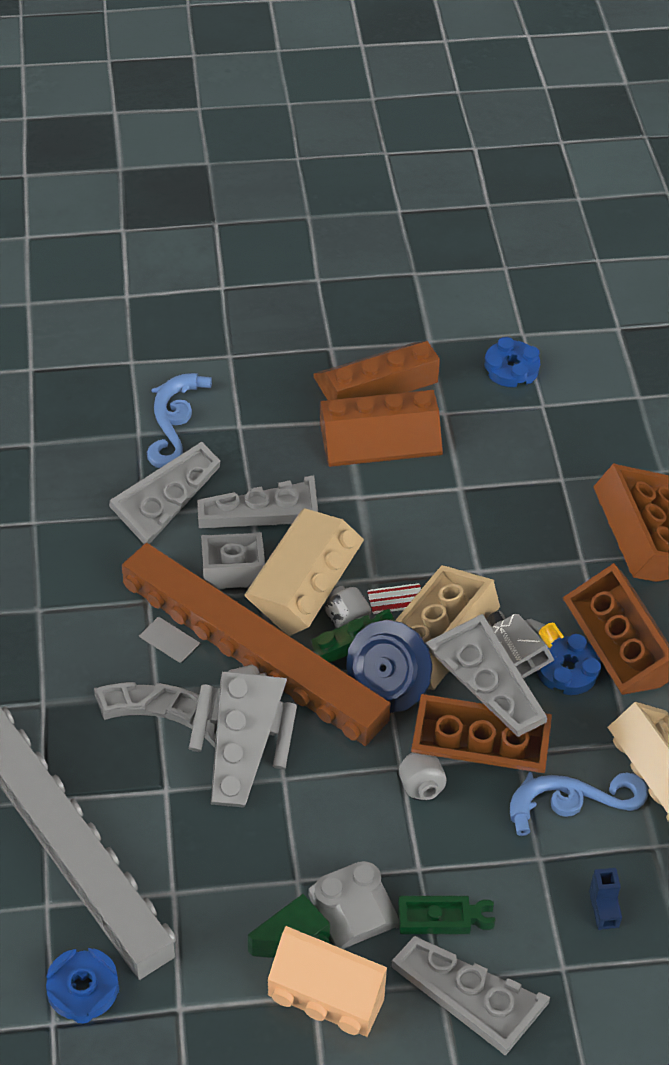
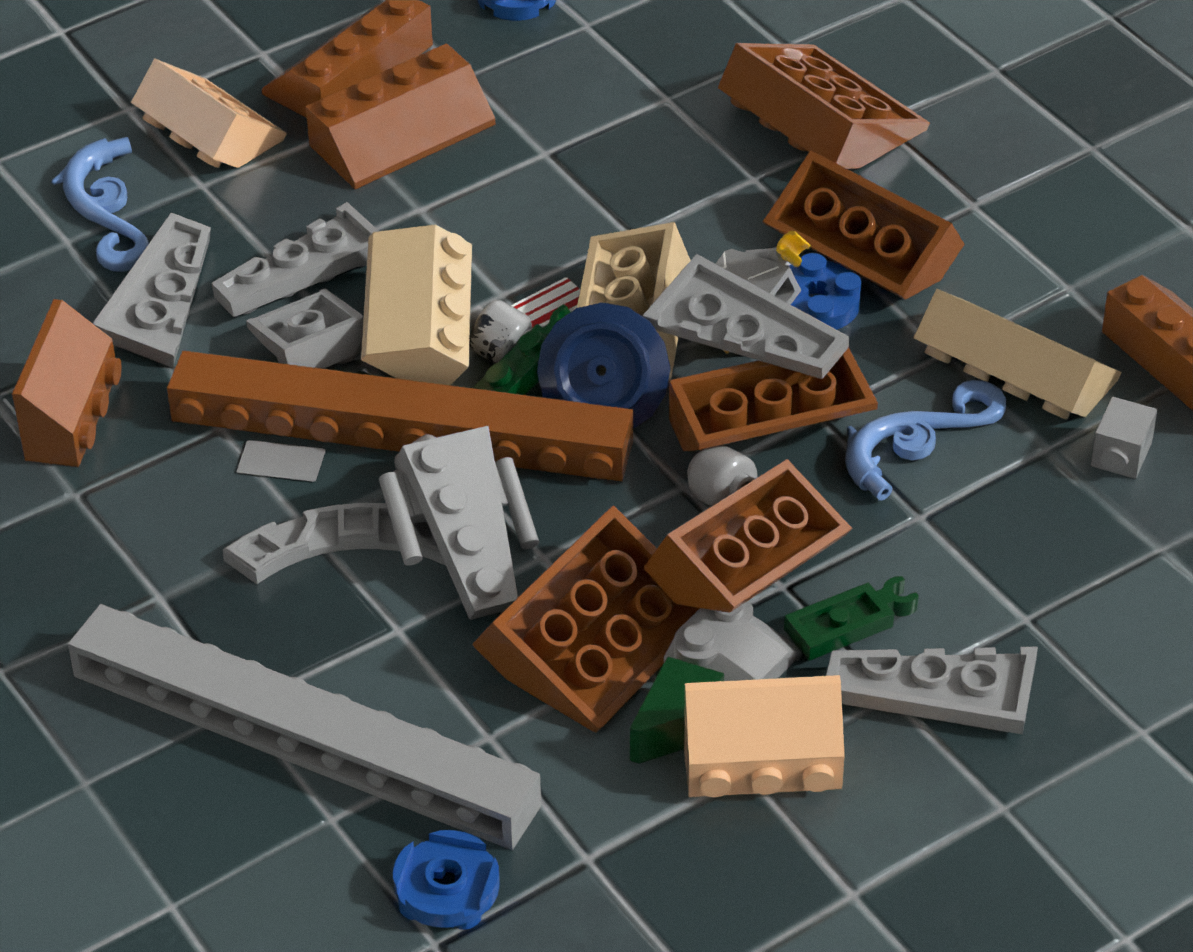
camera: 25 degrees left, 5 degrees down
(65, 537) = (64, 387): none -> slope
(265, 381) = (204, 116): none -> light nougat slope
(279, 845) = (588, 625): none -> dark orange slope
(401, 834) = (746, 541): none -> dark orange slope
(604, 898) = (1028, 521): dark blue piece -> none

